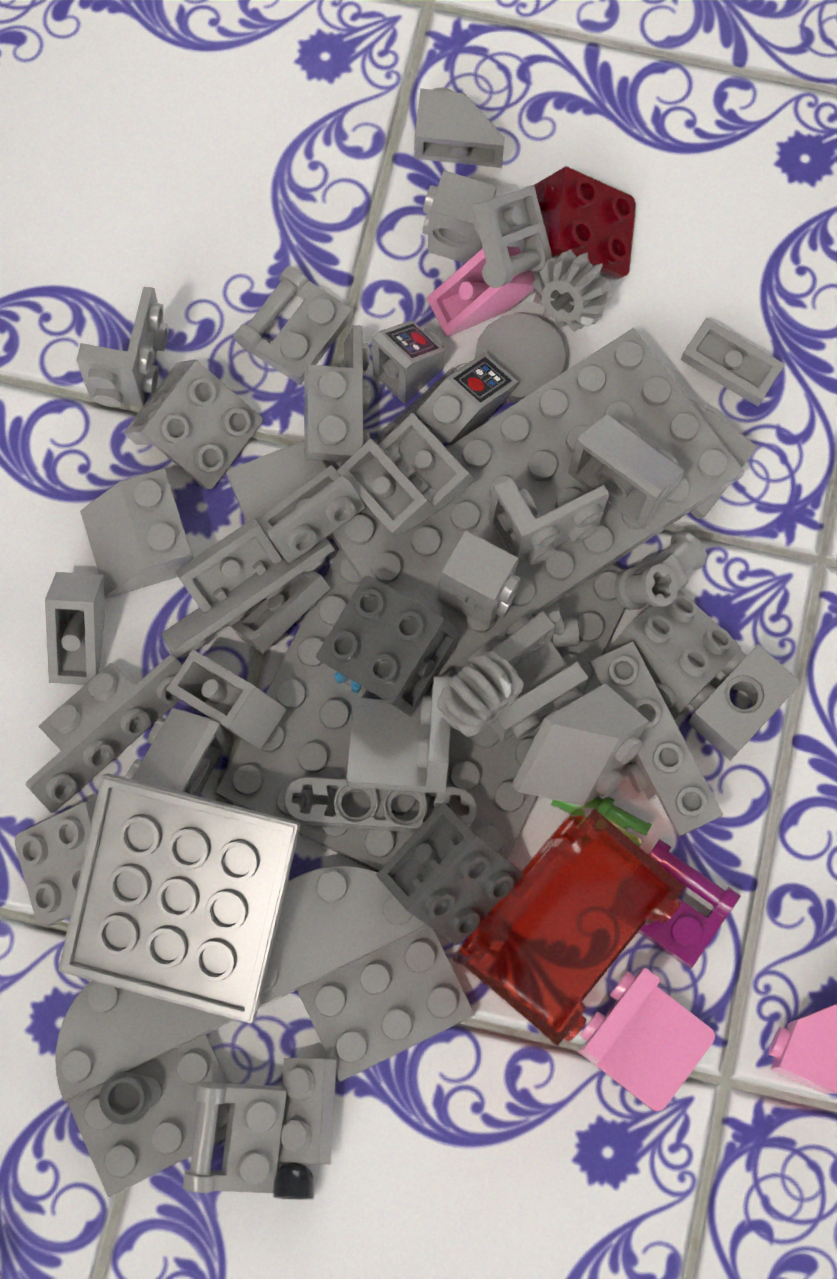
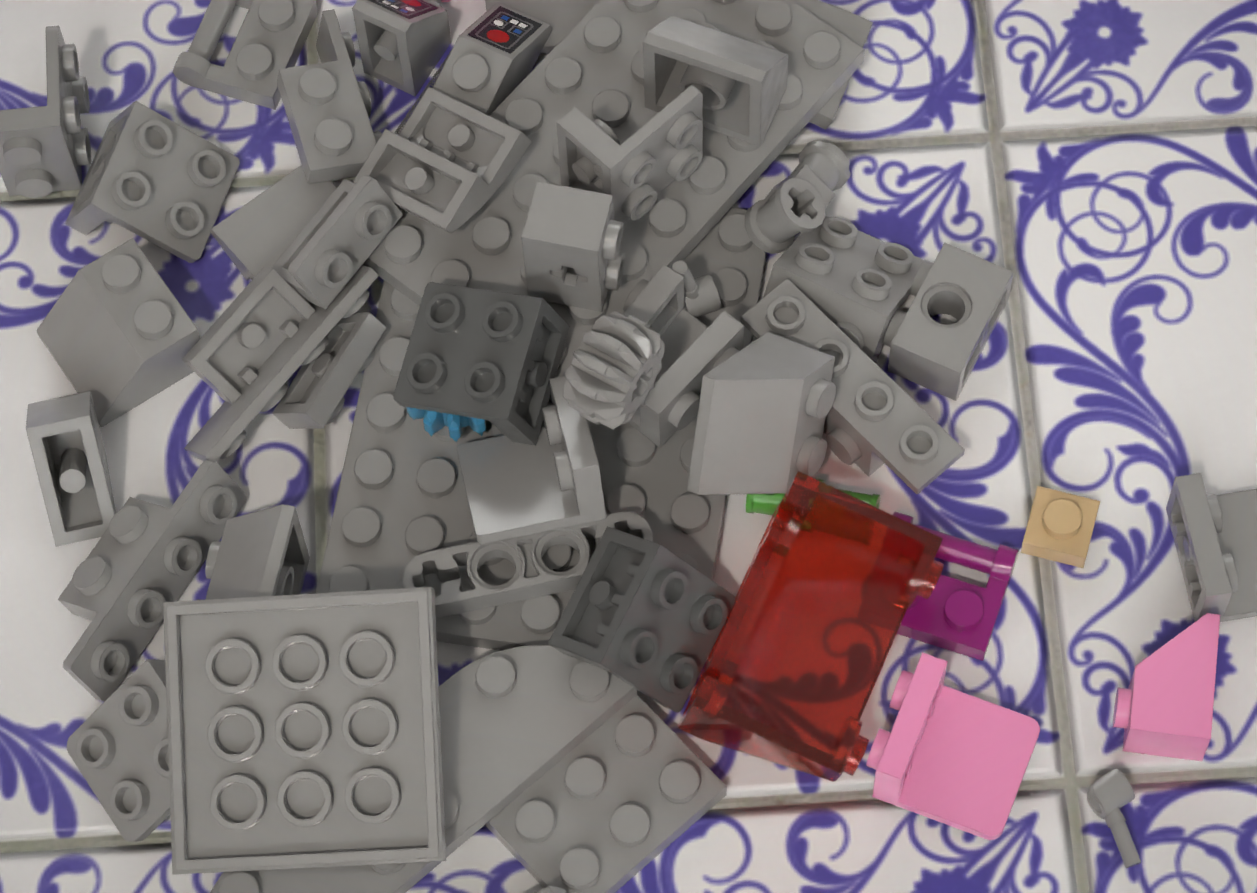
camera: 10 degrees left, 10 degrees down
(226, 699) = (317, 481): light grey brick -> none
(747, 1104) = (1105, 799): none -> light grey hand
(777, 884) = (1060, 526): none -> tan plate

